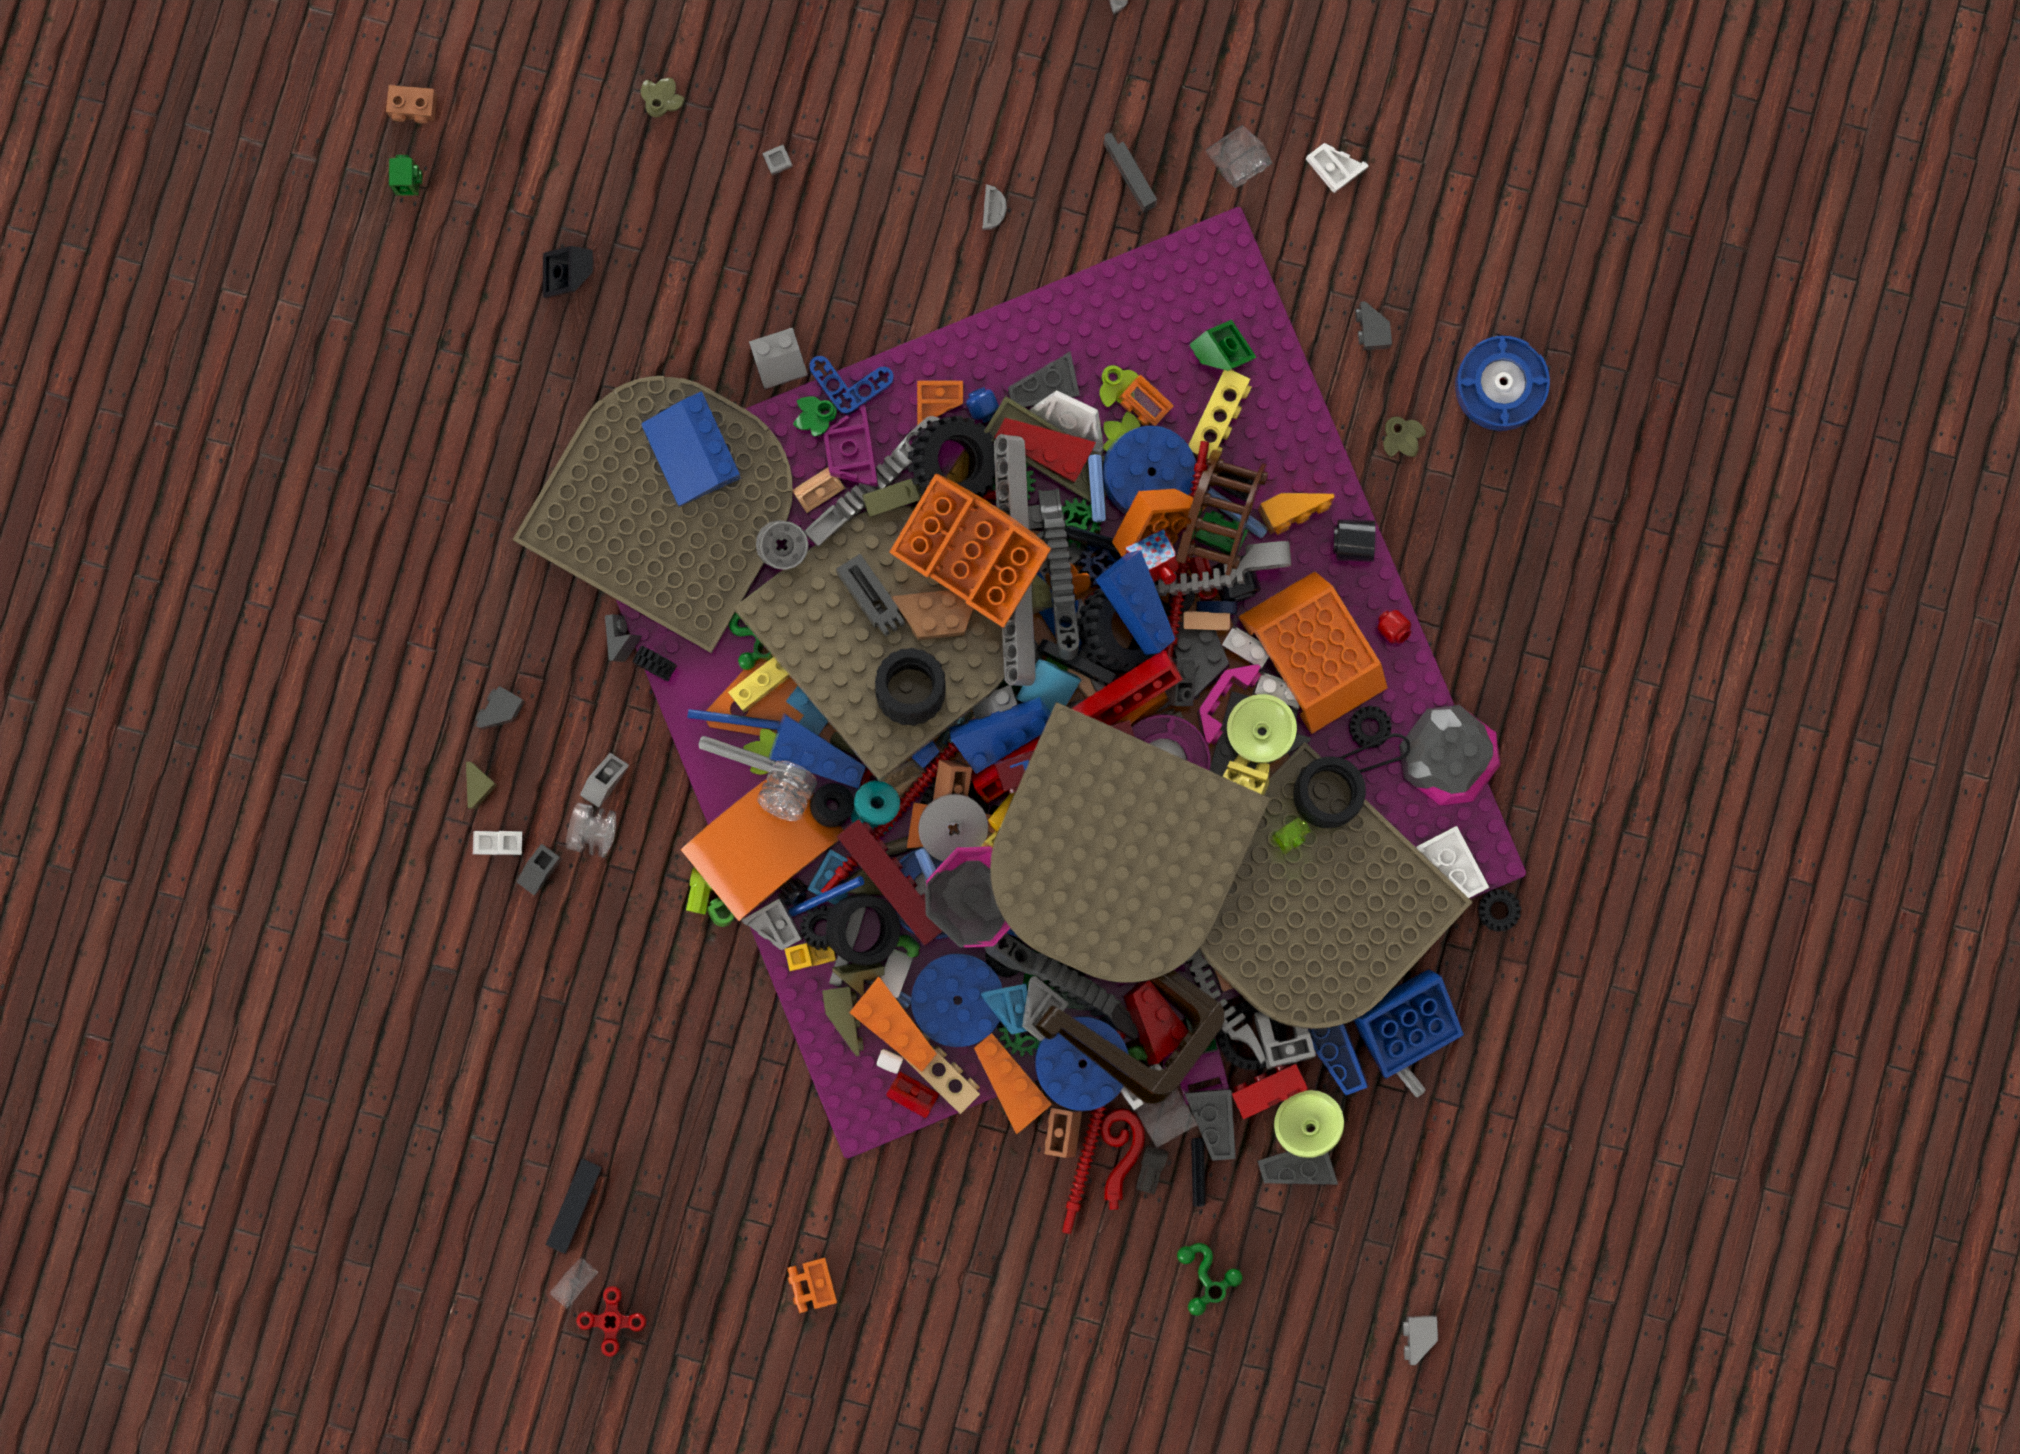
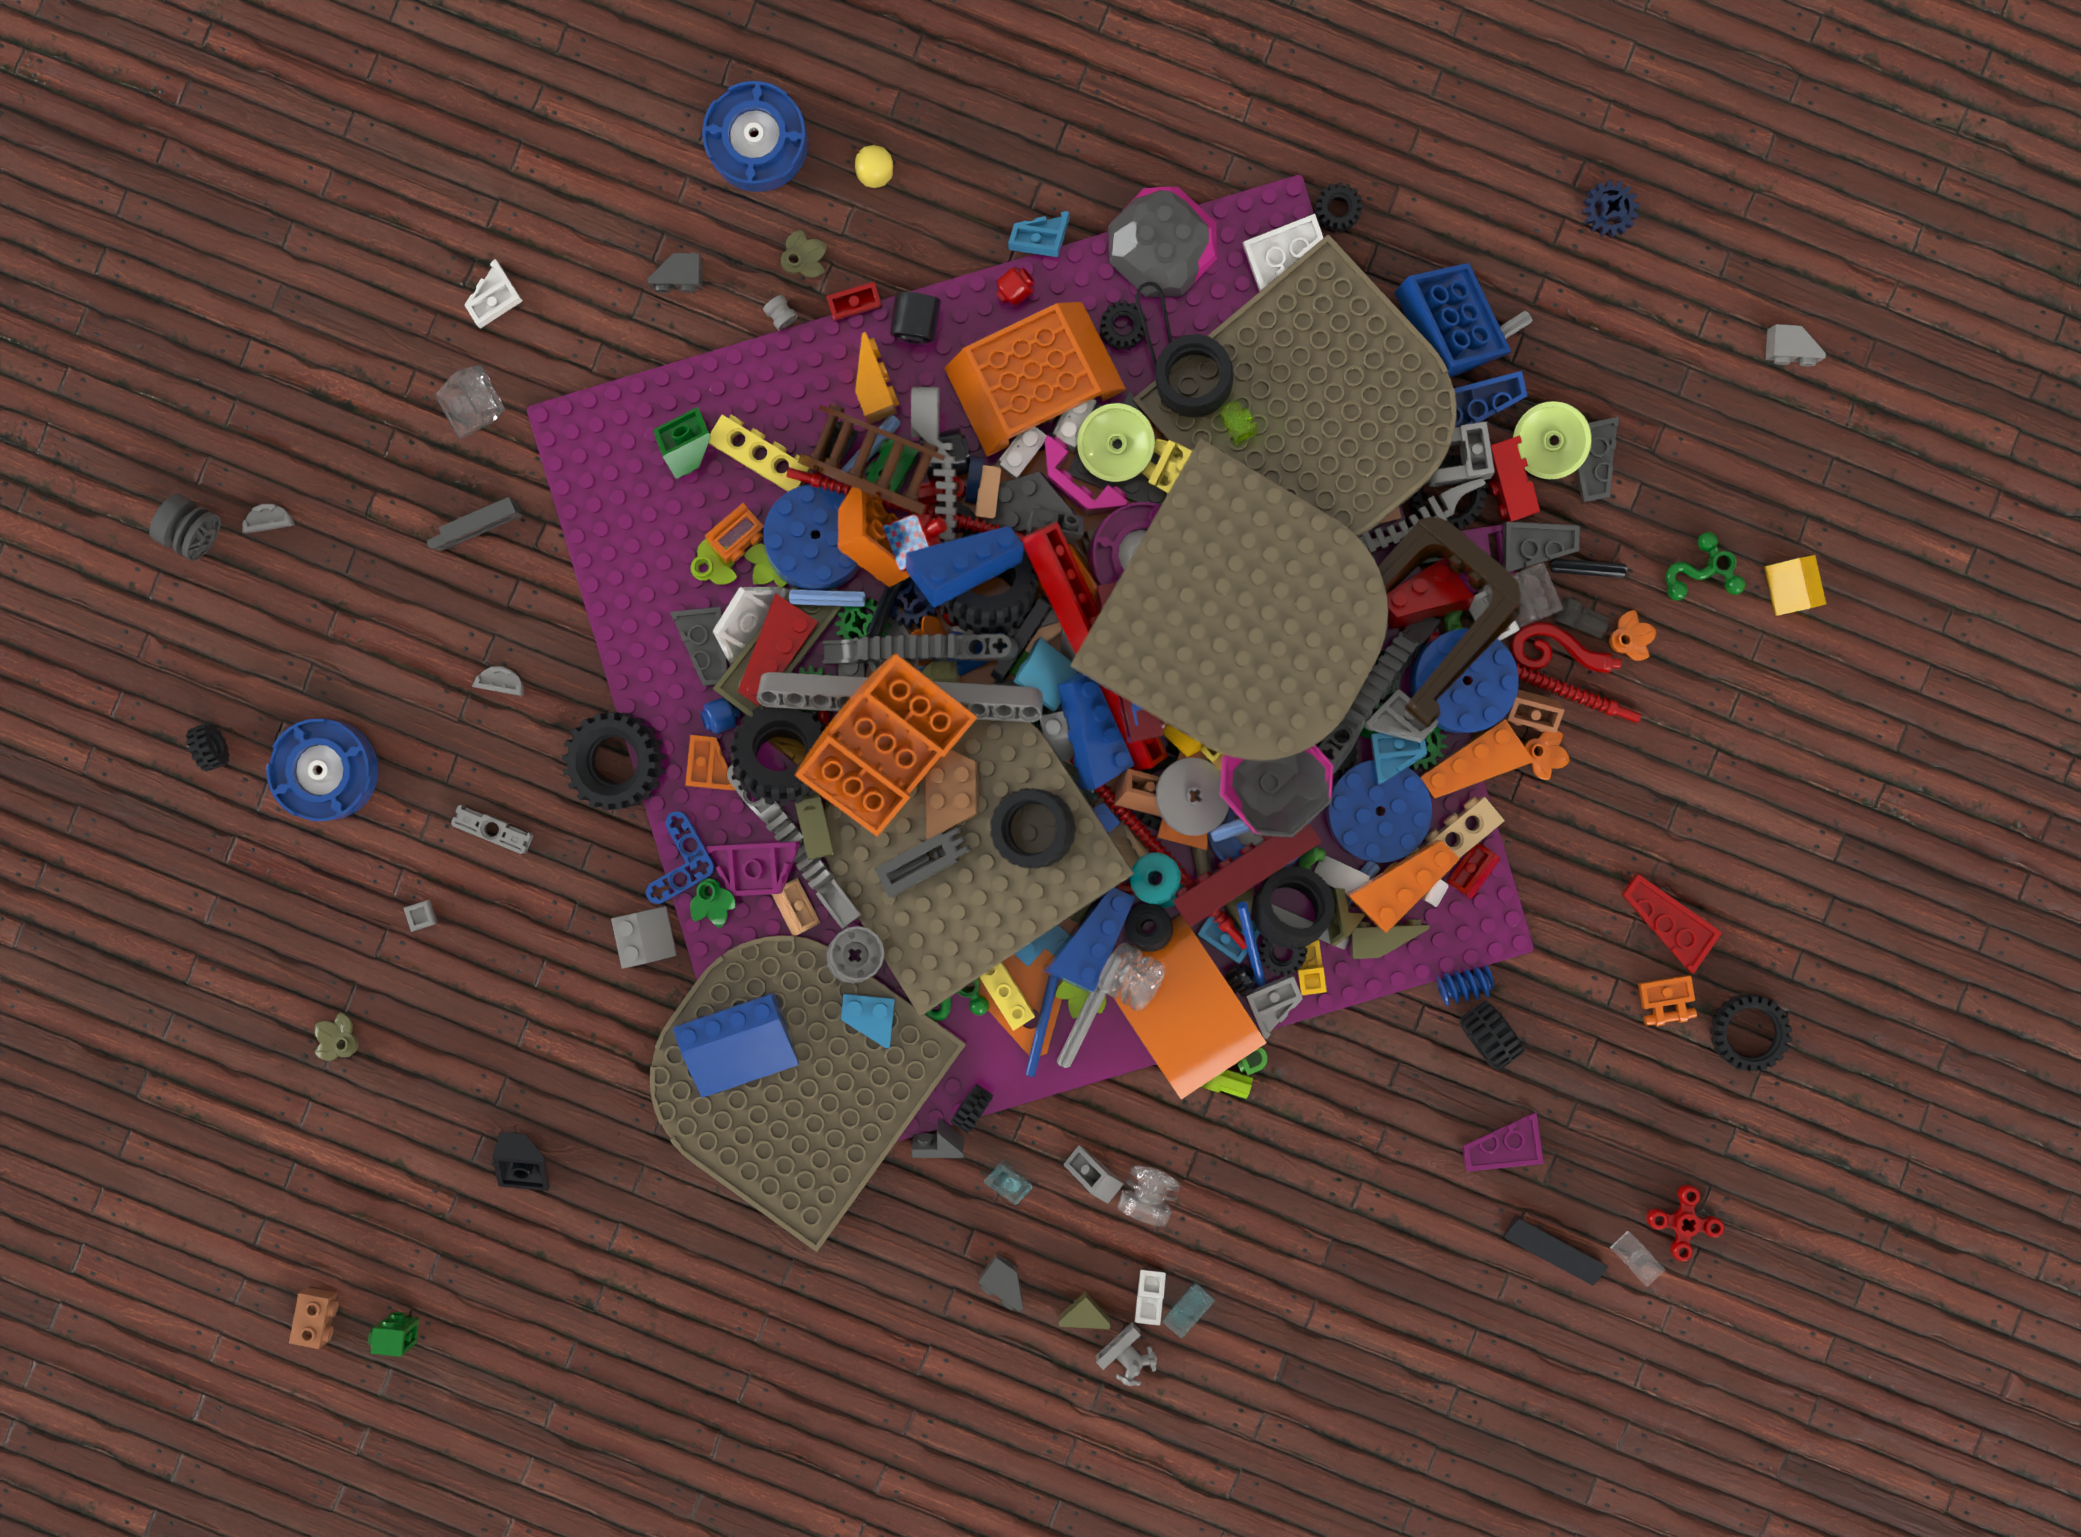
camera: 85 degrees left, 5 degrees up
(443, 827) = (1122, 1350): none -> light grey piece
(489, 878) = (1188, 1310): none -> clear light blue plate
(538, 869) = (1184, 1255): dark grey slope -> none
(590, 703) = (1008, 1183): none -> clear light blue slope
(663, 1150) = (1506, 1147): none -> magenta wing
(727, 565) = (870, 1016): none -> dark azure wing
(763, 1371) = (1779, 1043): none -> black tyre
(765, 1123) = (1491, 1035): none -> black tyre
(807, 1097) = (1465, 984): none -> blue piece
(863, 200) = (476, 823): none -> light grey piece
(880, 1286) = (1676, 926): none -> red wing
(903, 41) = (322, 770): none -> blue piece
(925, 288) = (582, 760): none -> black tyre
(1025, 1154) = (1549, 754): none -> orange plate
(1141, 1222) = (1635, 634): none -> orange plate
(1203, 1364) = (1795, 585): none -> yellow slope
(1348, 421) = (780, 312): none -> light grey wheel
(1366, 485) = (854, 301): none -> red slope
(1443, 645) = (1039, 235): none -> dark azure wing
(1489, 491) = (874, 166): none -> light yellow hair
(1532, 1149) = (1601, 201): none -> dark blue gear

